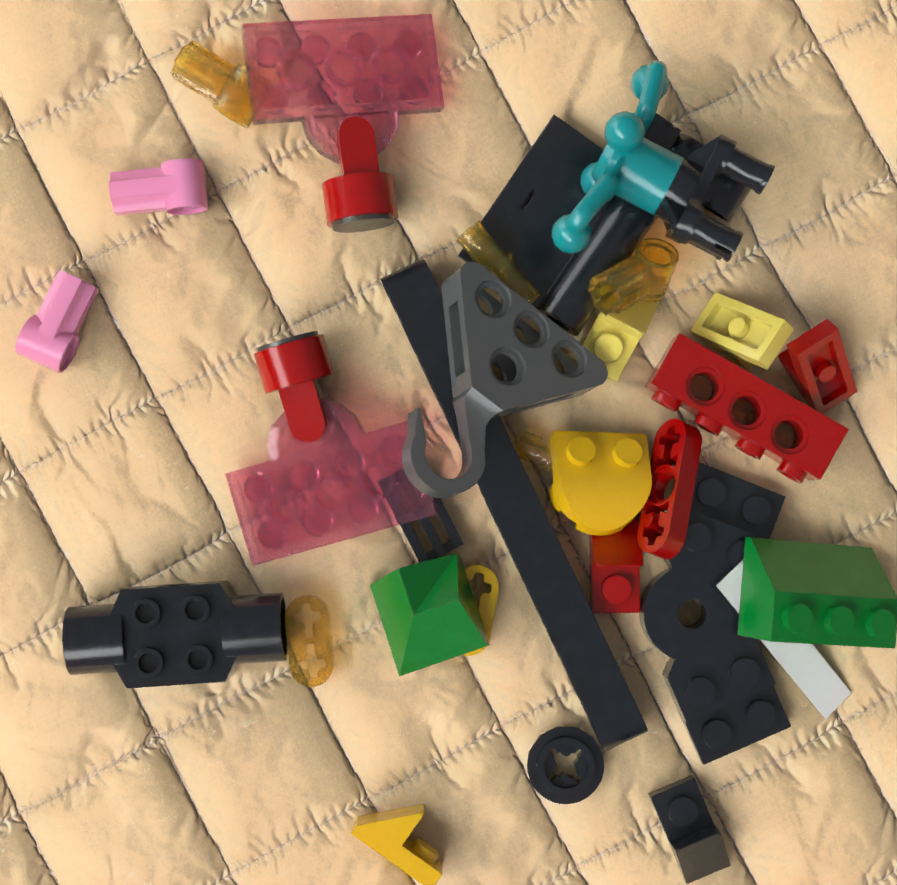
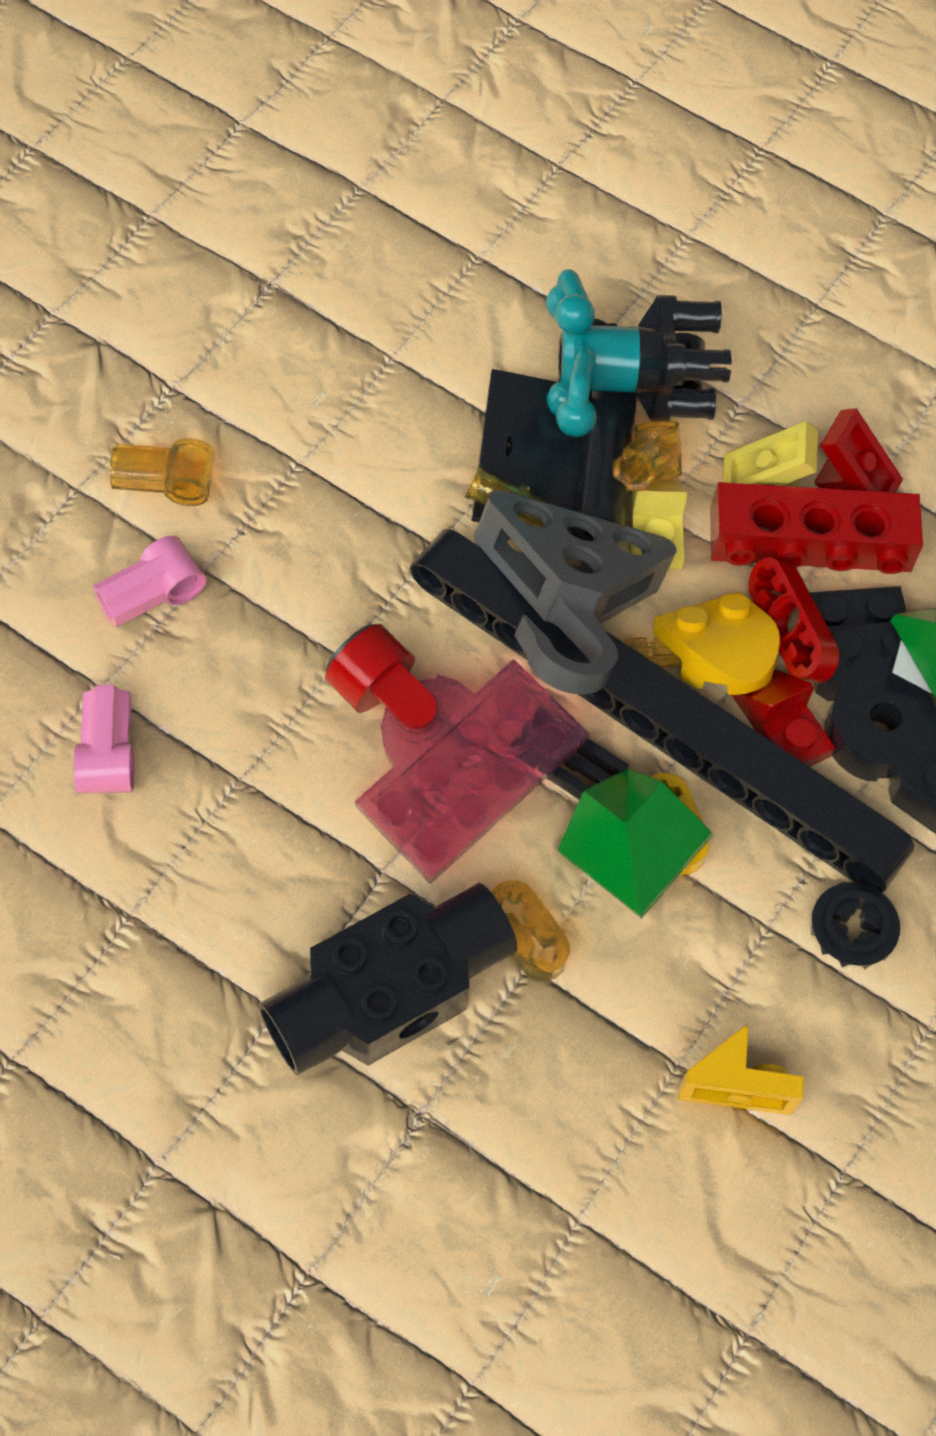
camera: 30 degrees left, 25 degrees down
(347, 90) = (301, 422): clear pink plate -> none

